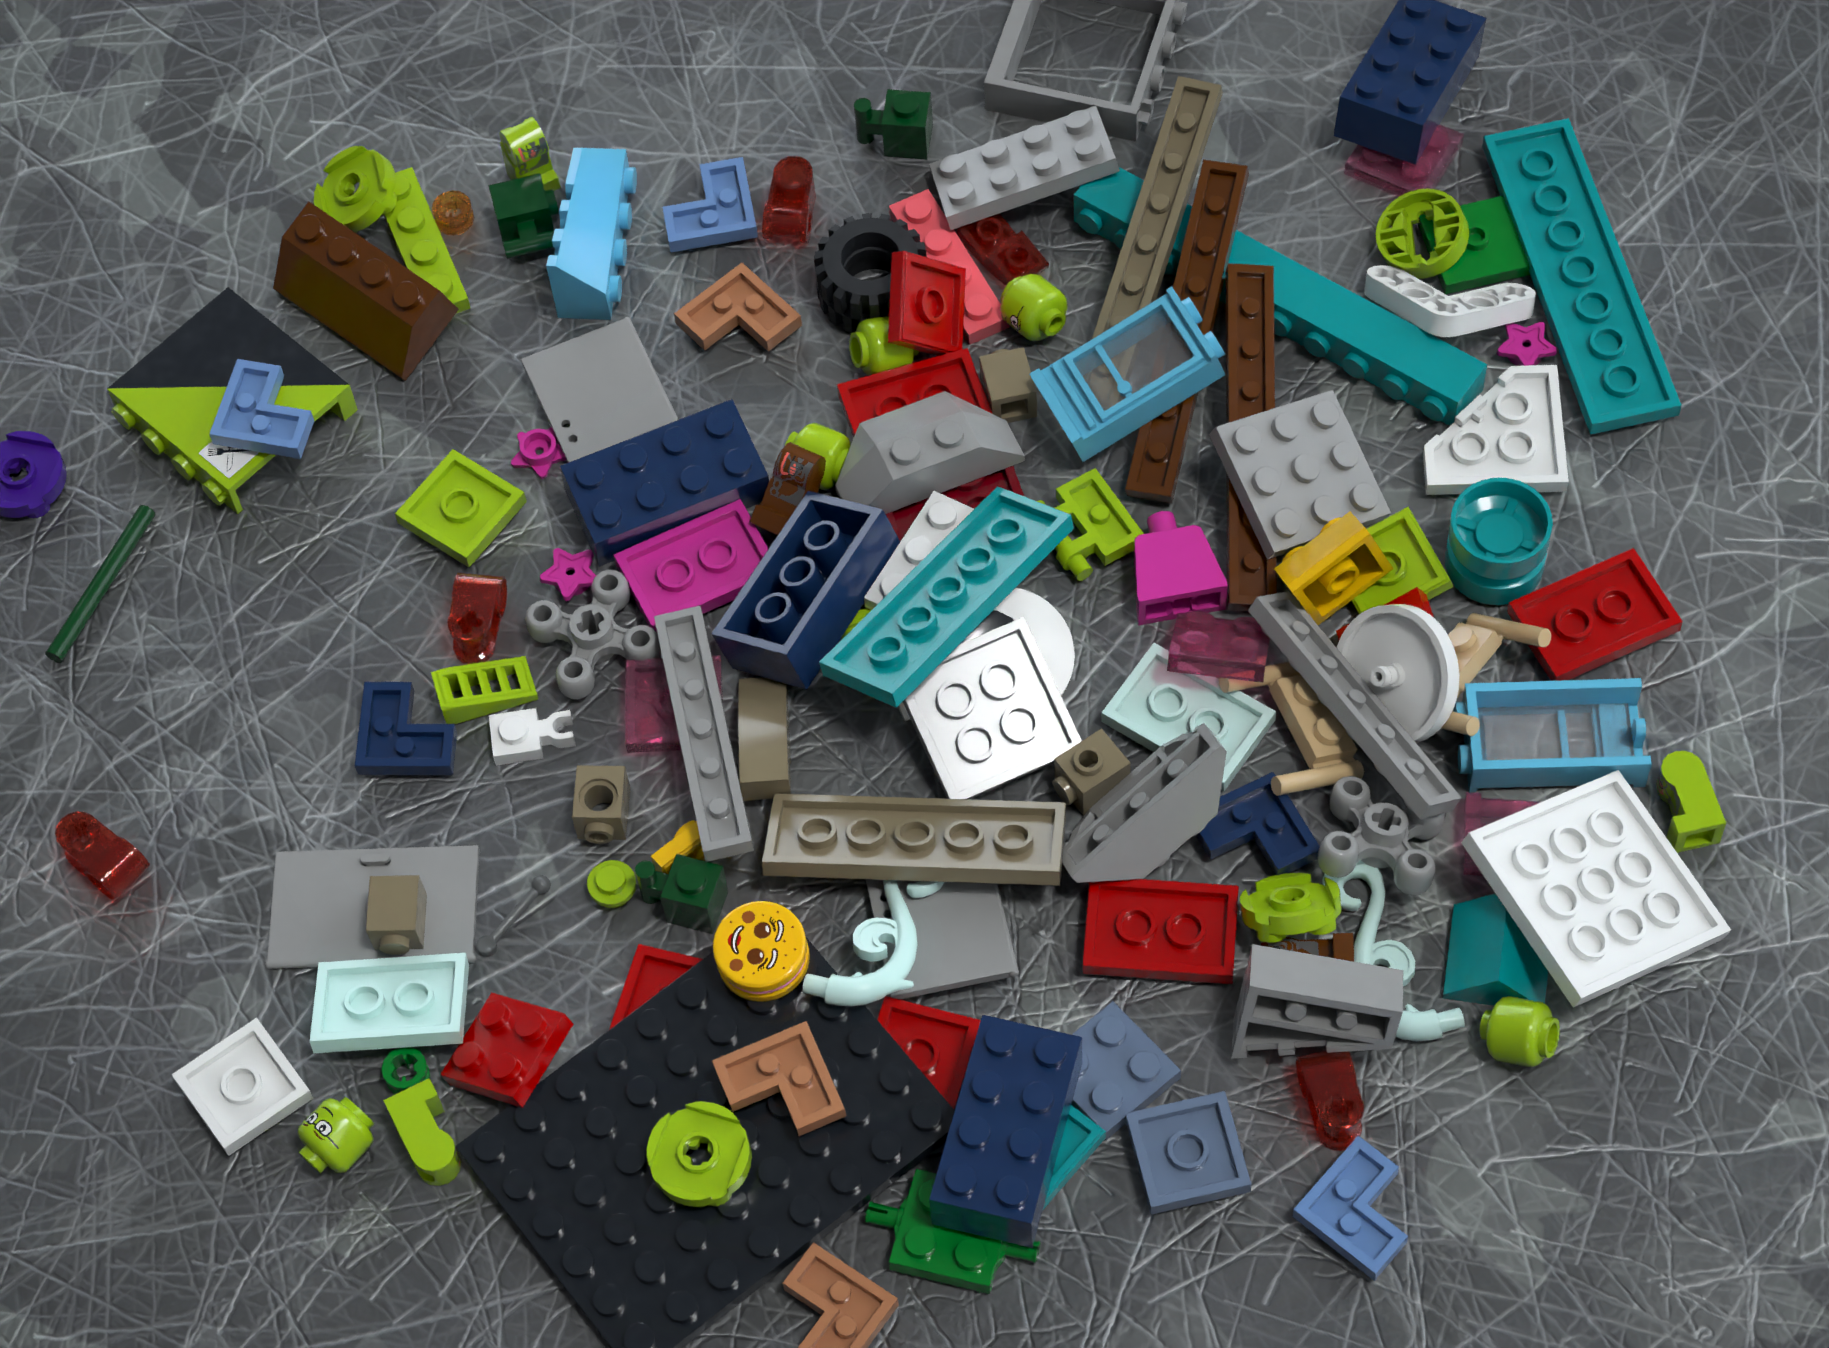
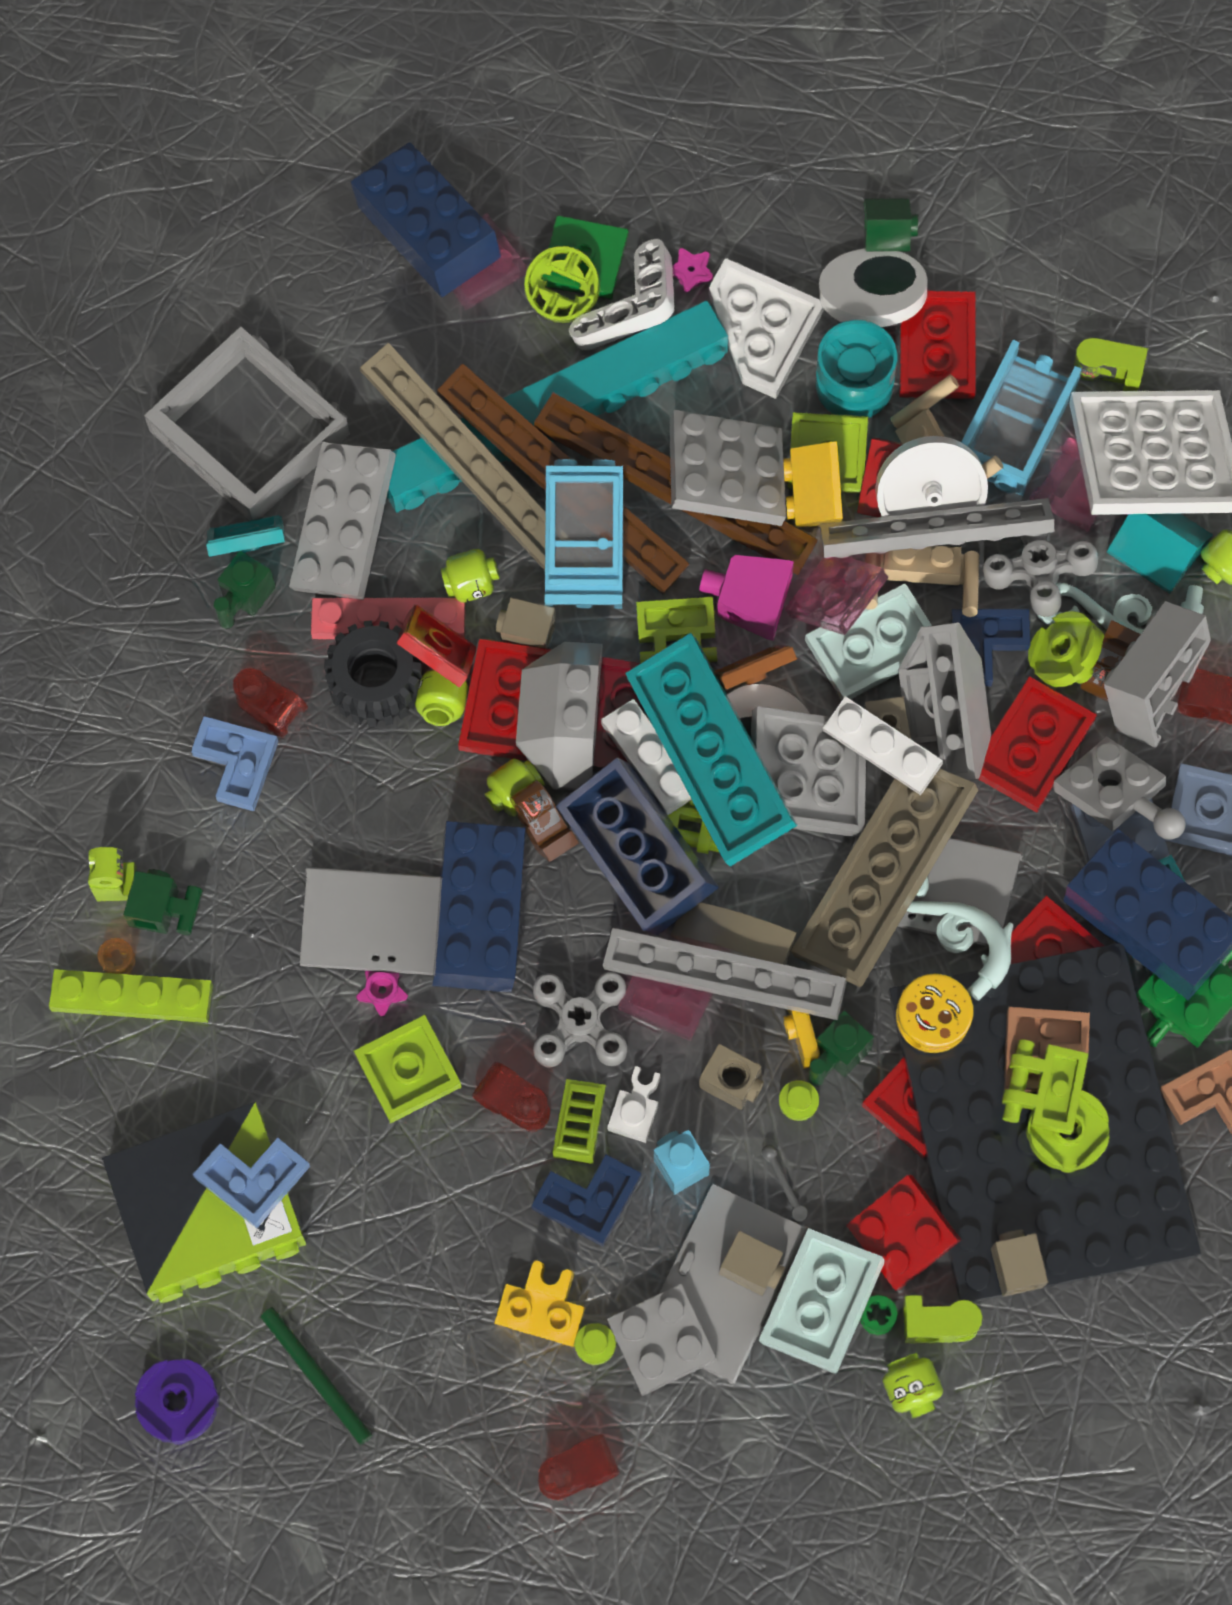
camera: 65 degrees left, 10 degrees up
(242, 1086) = (832, 1439): white plate -> none
(246, 813) = (595, 1343): none -> lime plate
(265, 743) = (542, 1307): none -> yellow plate
(278, 872) = (661, 1339): none -> light grey plate
(360, 291) = (163, 1059): reddish brown slope -> none
(373, 195) = (38, 1033): lime plate -> none
(480, 797) = (680, 1160): none -> medium azure brick
(515, 1170) = (1018, 1263): none -> dark tan brick
(570, 584) = (519, 1021): dark pink plate -> none
(591, 234) = (207, 859): medium azure wedge -> none
(693, 563) = (560, 919): dark pink plate -> none
(730, 1108) = (1058, 1087): none -> lime plate
(734, 301) = (335, 780): nougat plate -> none
(953, 93) = (245, 535): none -> teal plate
(1001, 249) = (402, 574): clear red slope -> none
(1053, 763) = (883, 745): none -> white plate
(1075, 603) = (755, 667): none -> dark orange plate
(1129, 1039) = (1117, 803): none -> light grey plate
(1581, 277) = (653, 203): teal plate -> none
(1615, 517) = (873, 287): none -> white piece
(1708, 498) = (889, 224): none -> dark green brick

